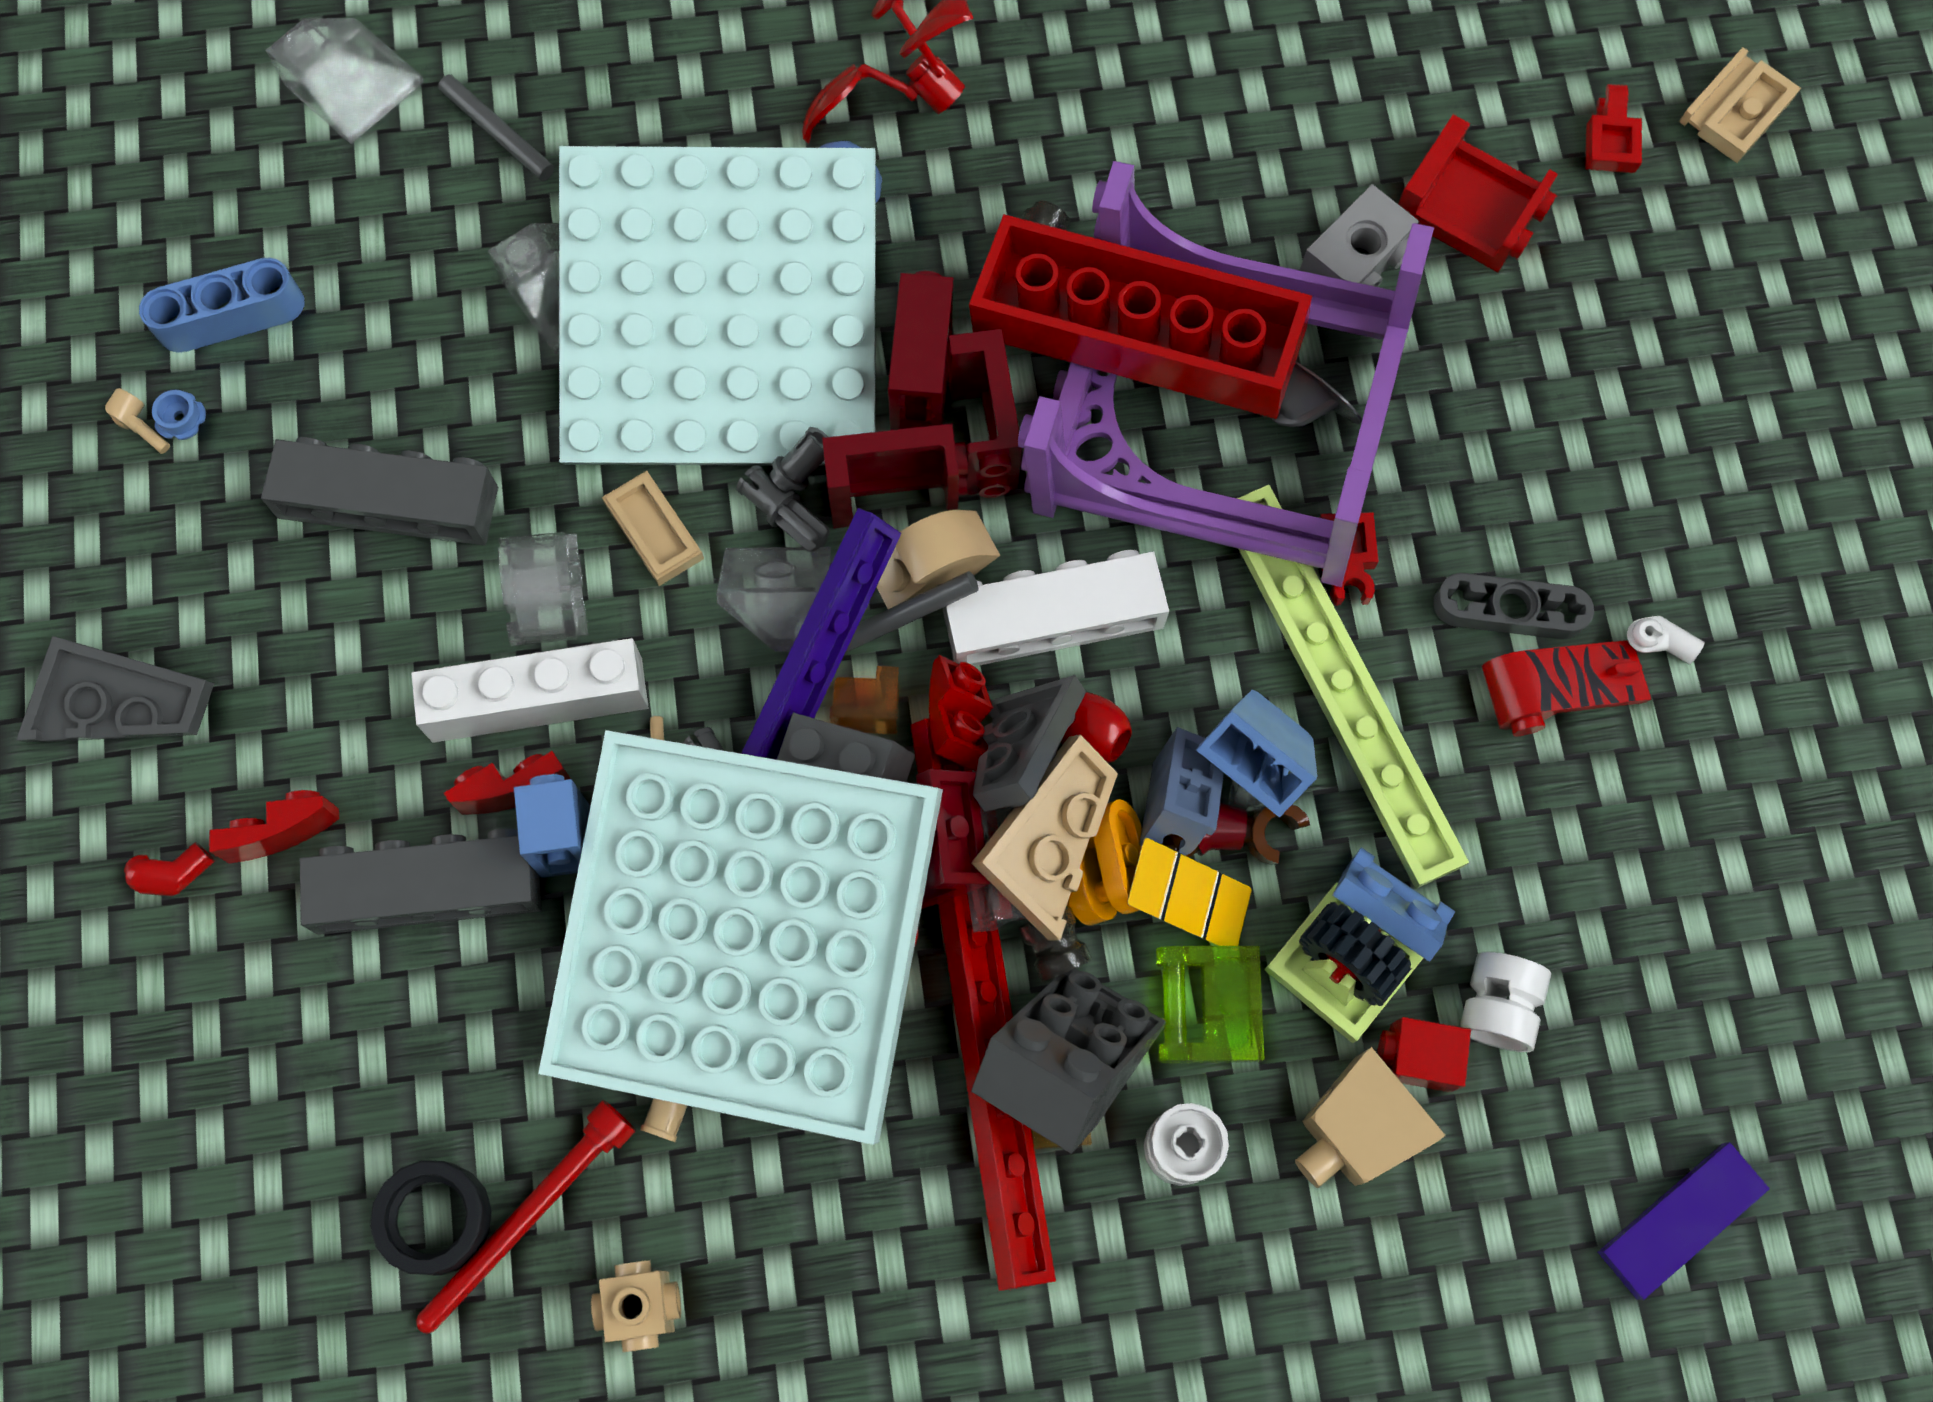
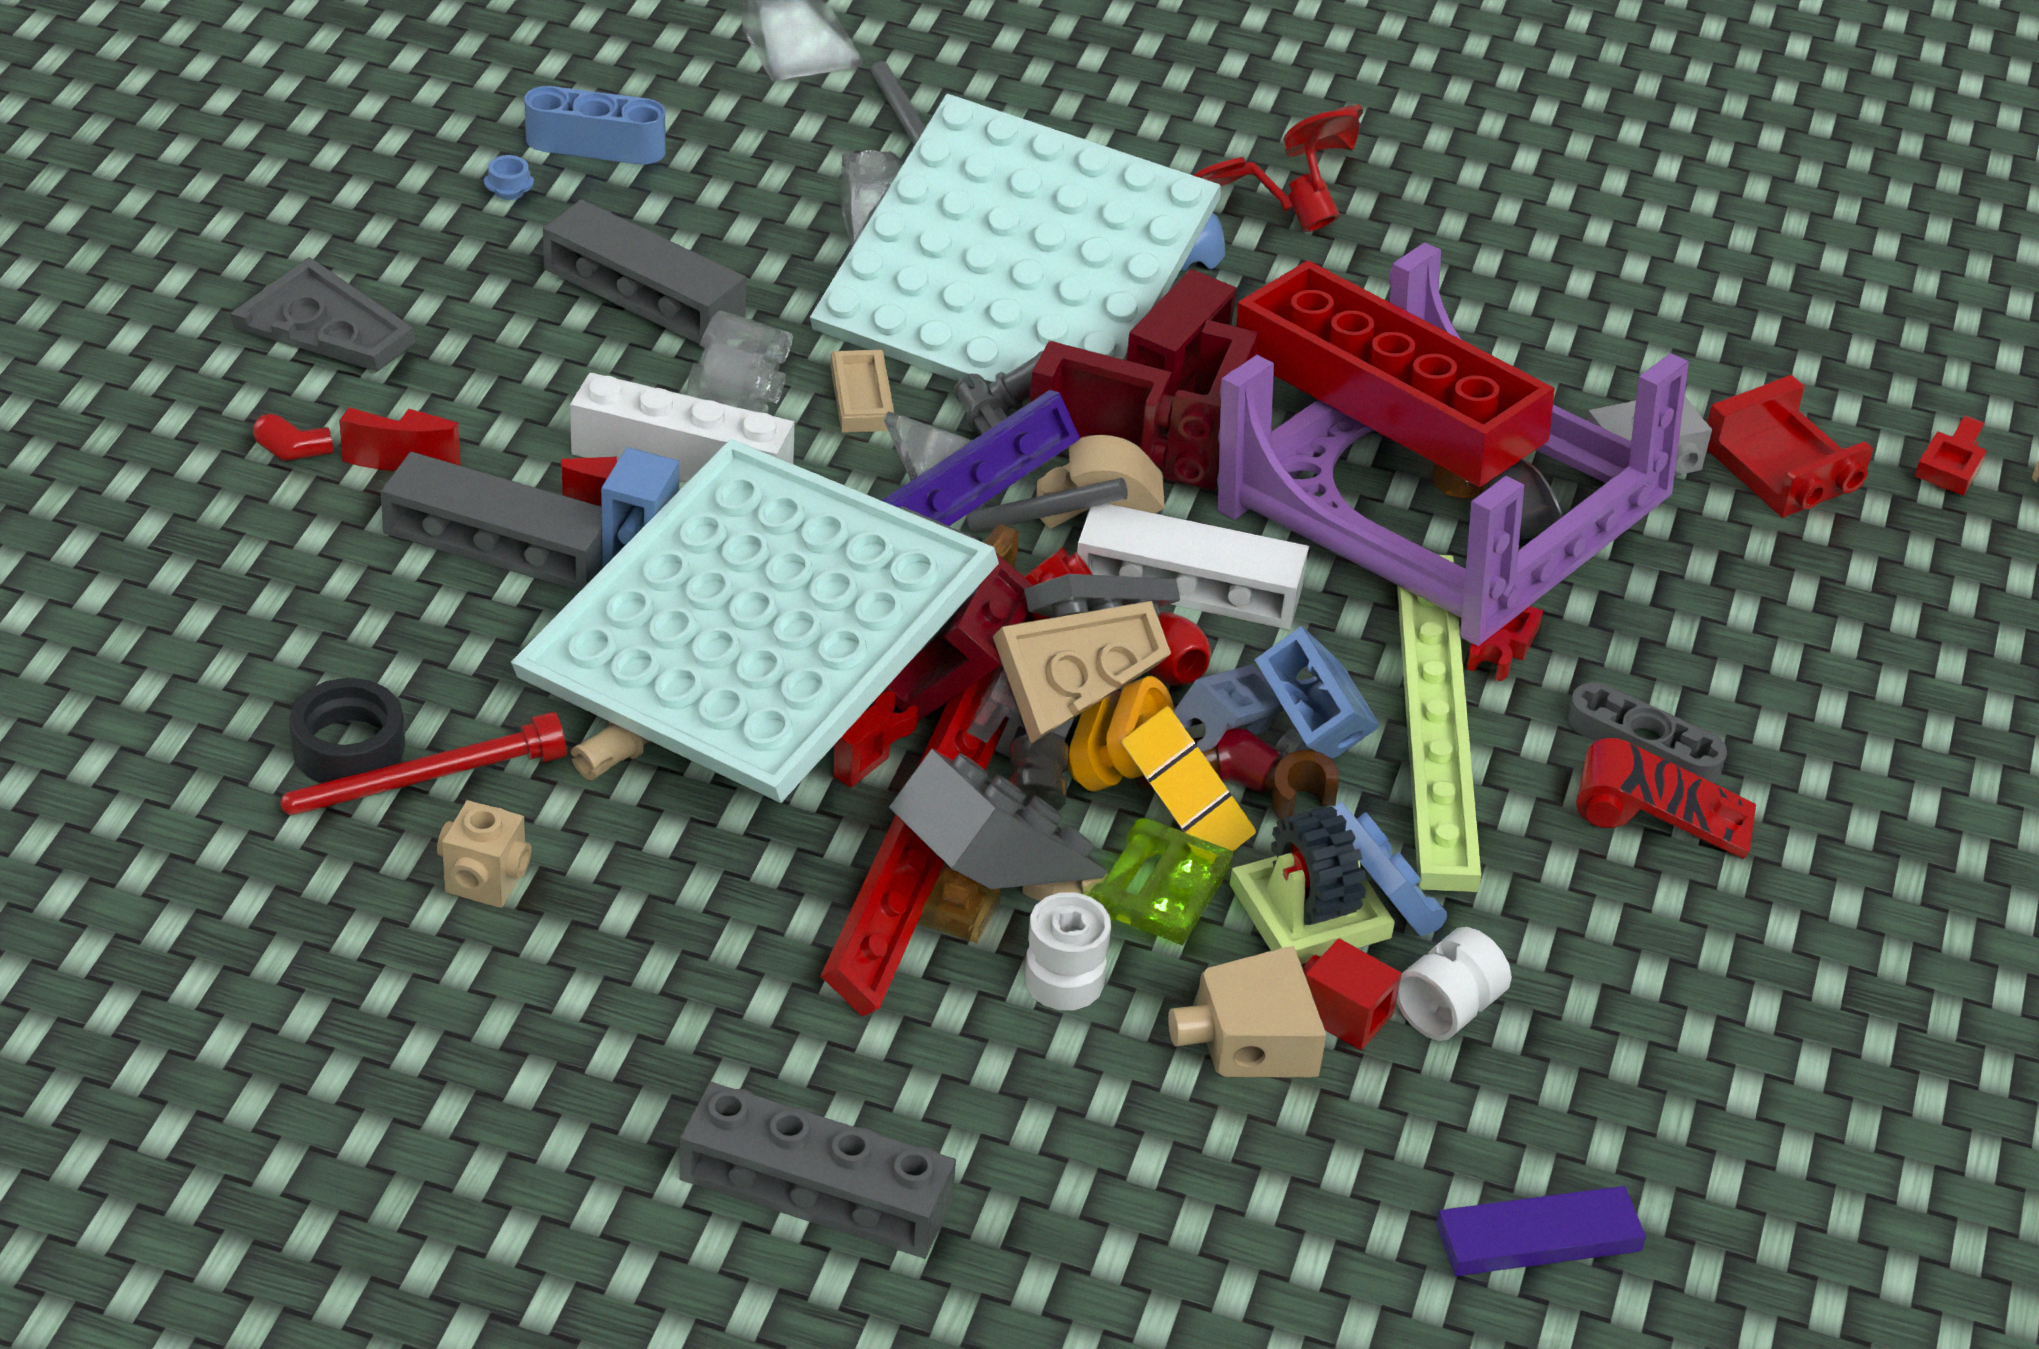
camera: 25 degrees right, 30 degrees down
(124, 412) = (467, 163): tan hand -> none
(1660, 634) = (1781, 804): white arm -> none

